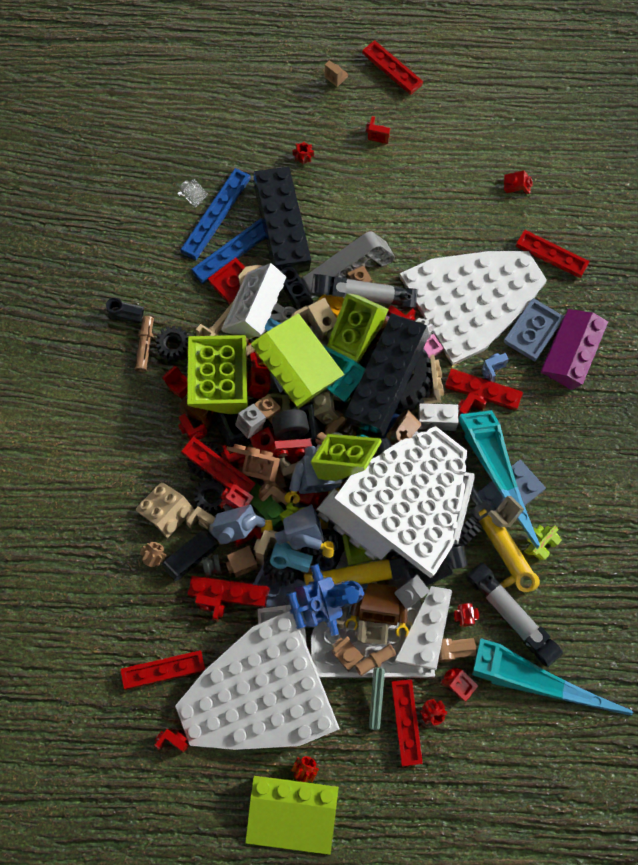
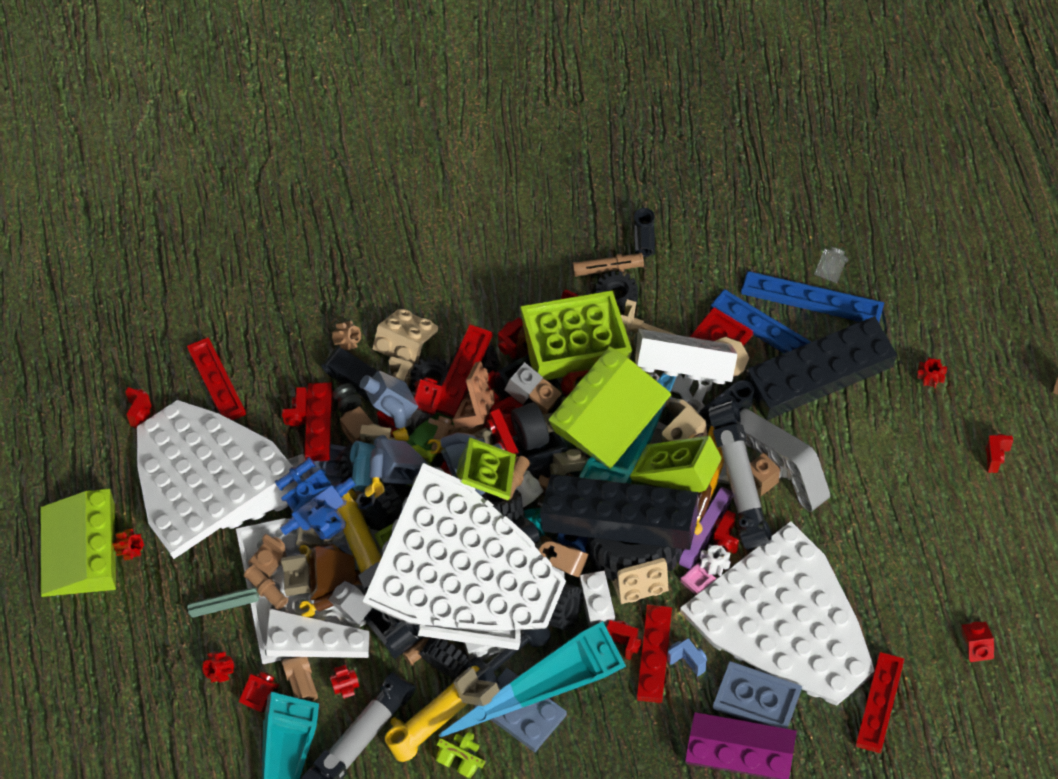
camera: 80 degrees right, 10 degrees down
(406, 723) = (201, 642): red plate -> none

